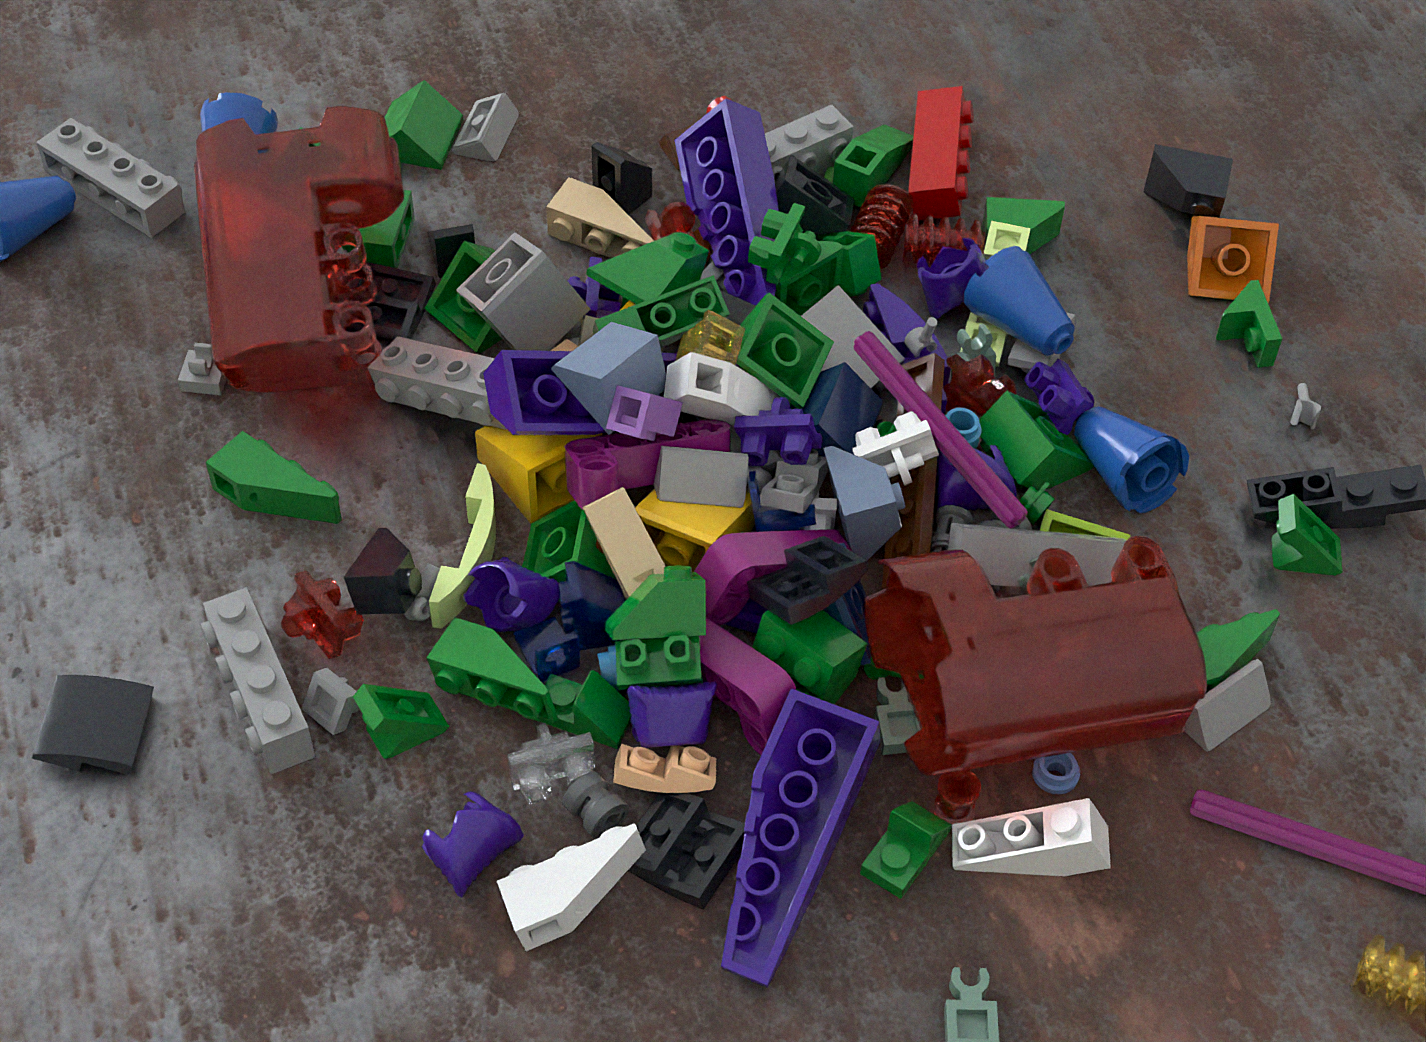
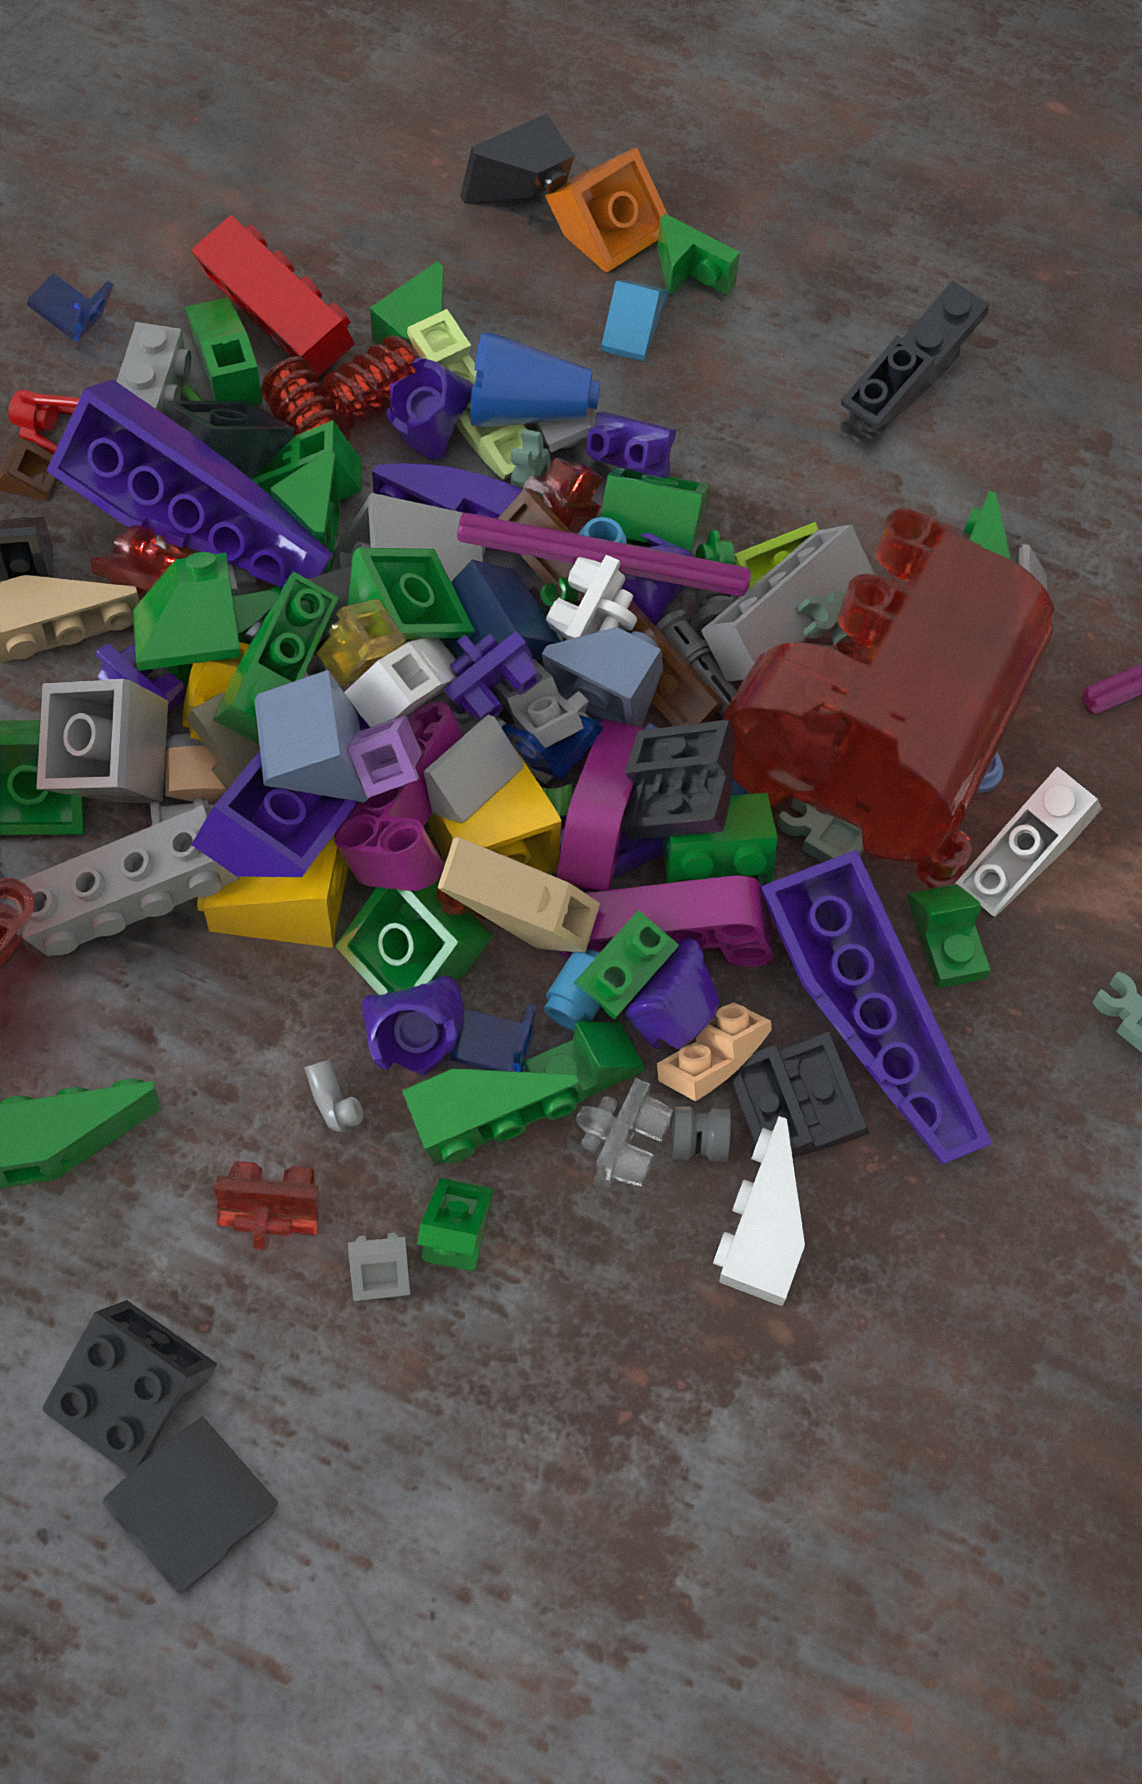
camera: 50 degrees left, 10 degrees up
(143, 625) = (125, 1383): none -> black bracket
(258, 680) = (293, 1314): light grey brick -> none
(383, 576) = (296, 1111): black slope -> none
(451, 583) = (285, 969): yellowish green slope -> none
(474, 841) = (645, 1265): dark purple hair -> none
(587, 603) = (499, 972): clear blue slope -> none
(662, 607) = (591, 916): green slope -> none
(788, 244) = (300, 489): green hips -> none
(815, 76) = (68, 307): none -> clear blue bracket
(921, 338) = (483, 488): light grey hand -> none
(1131, 458) = (739, 453): blue cone -> none
(1168, 329) = (632, 319): none -> dark azure slope
(1304, 541) = (931, 420): green slope -> none
(1305, 409) = (810, 302): light grey hand -> none

